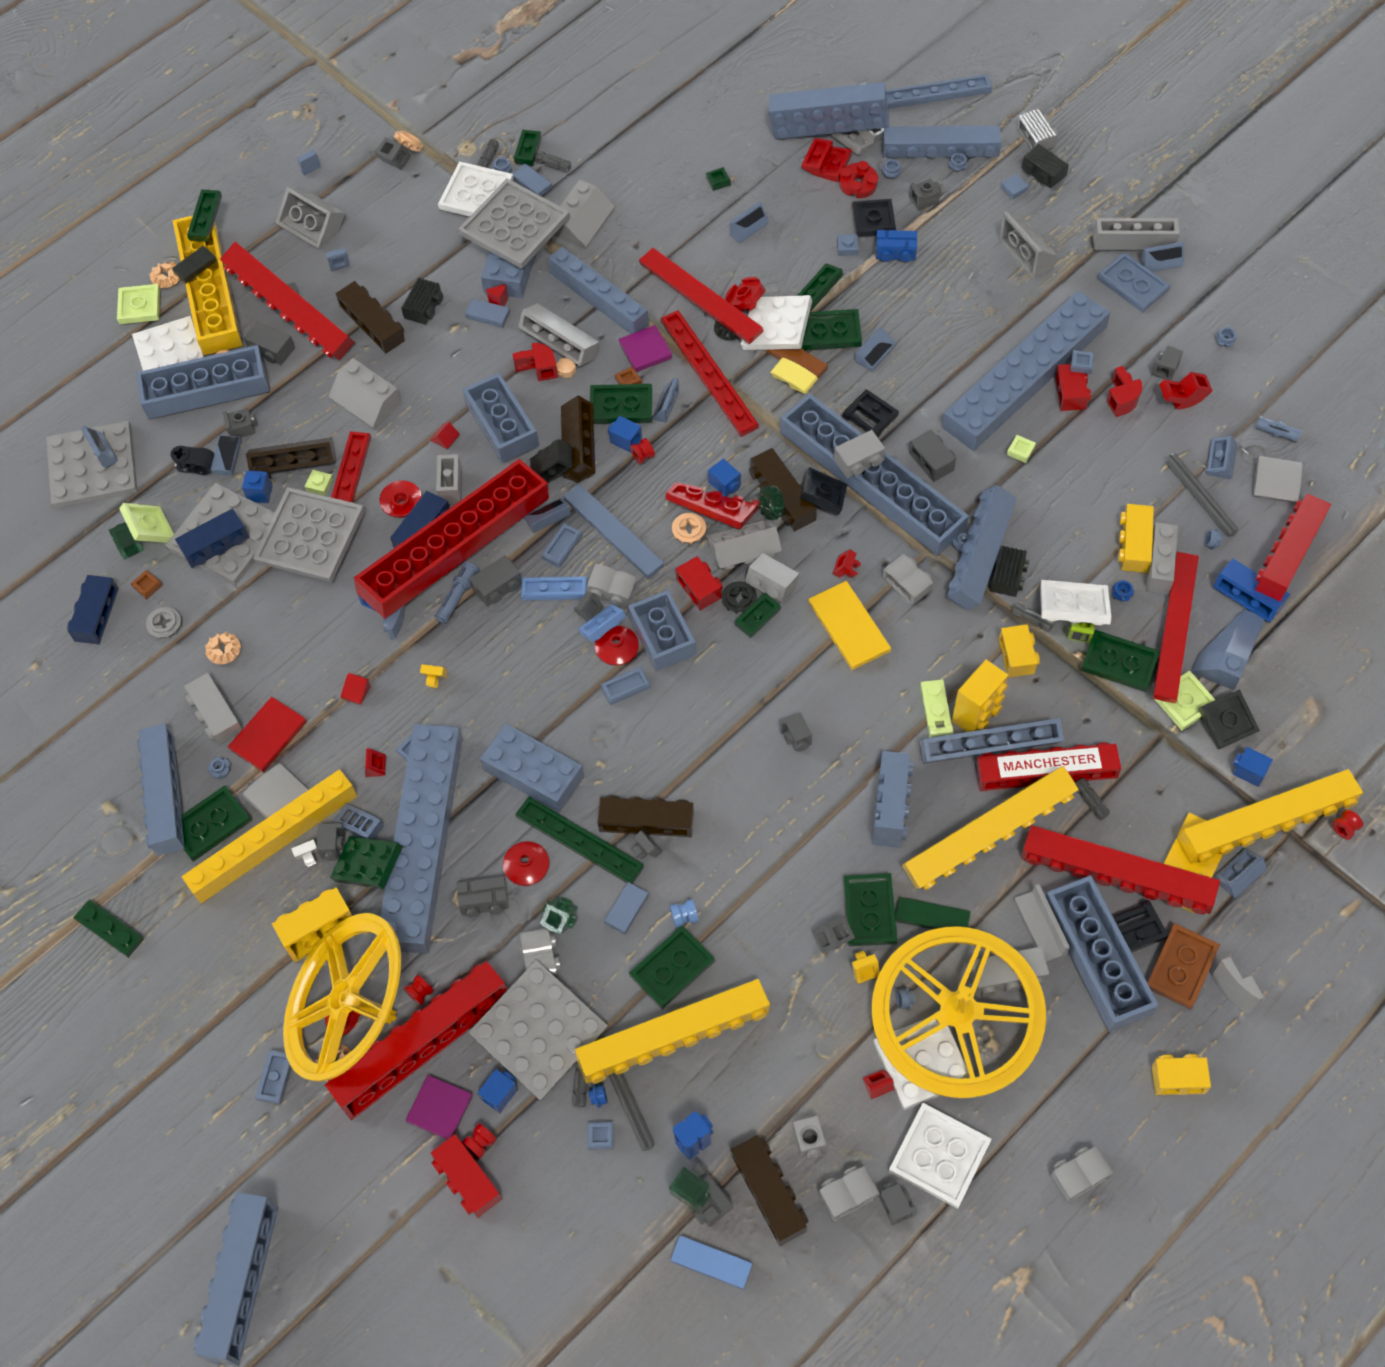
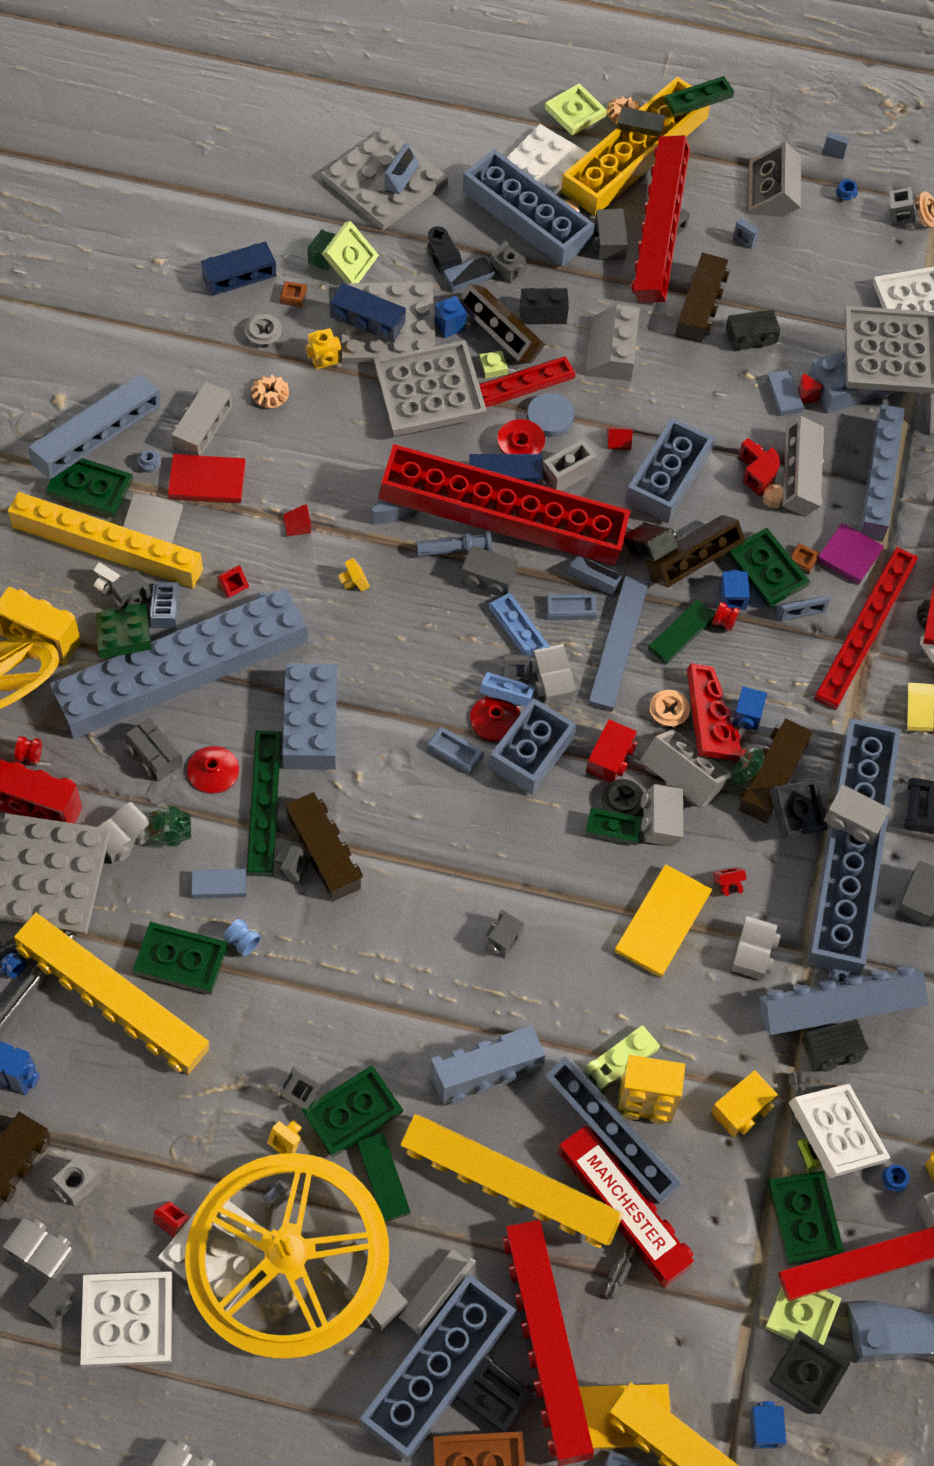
camera: 50 degrees right, 0 degrees up
(216, 588) = (323, 348): none -> yellow brick
(297, 419) = (544, 306): none -> black brick
(351, 178) = (847, 189): none -> blue plate
(391, 467) = (551, 413): none -> sand blue tile
(632, 486) = (681, 631): none -> dark green tile

